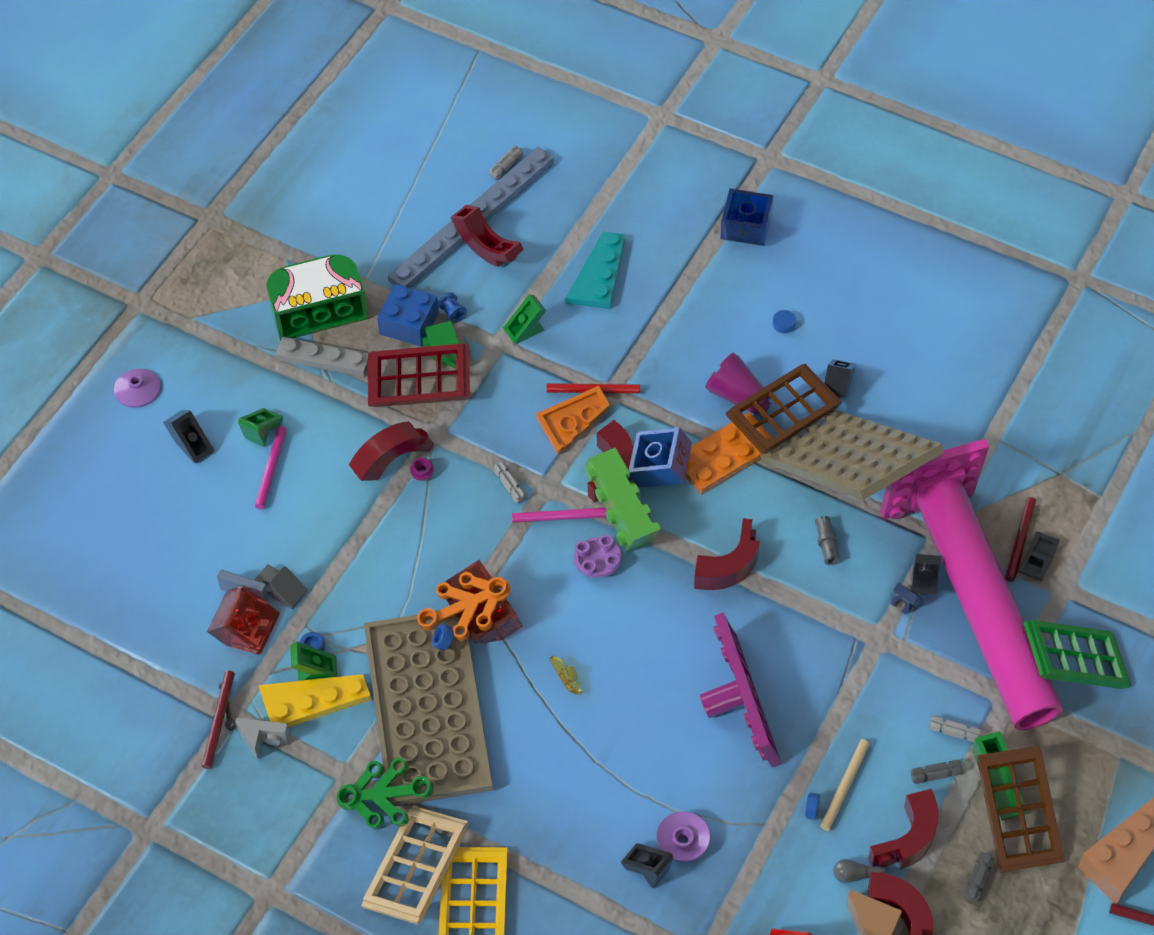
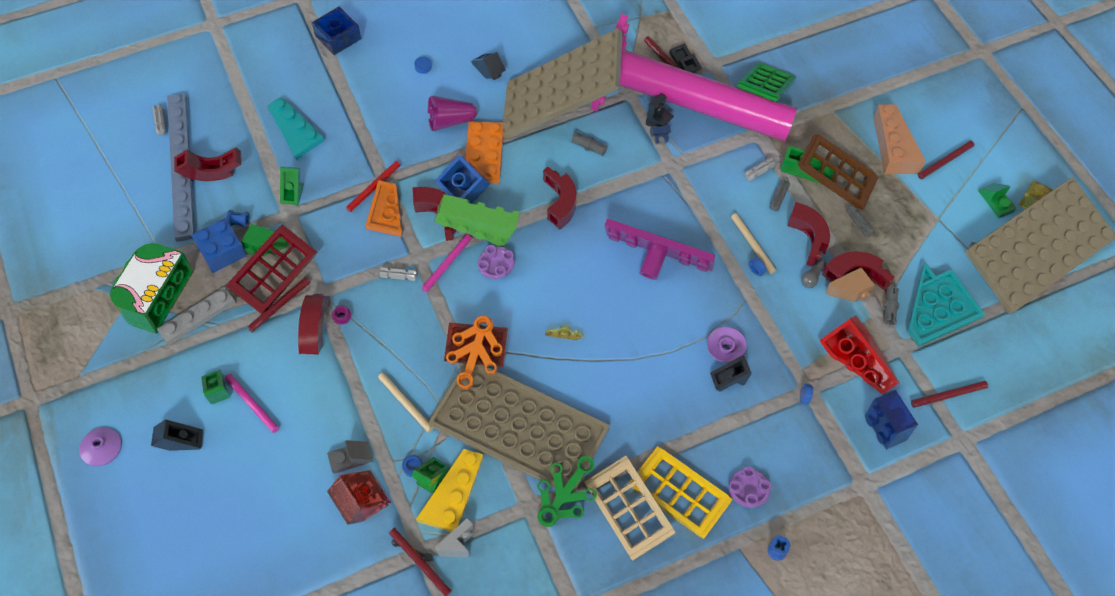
camera: 55 degrees left, 5 degrees up
(230, 580) = (324, 482): sand blue tile -> none
(374, 589) = (405, 402): none -> tan bar
(390, 411) = (278, 305): none -> dark red bar
(442, 637) = (484, 381): blue tile -> none
(750, 431) = (488, 125): reddish brown piece -> none

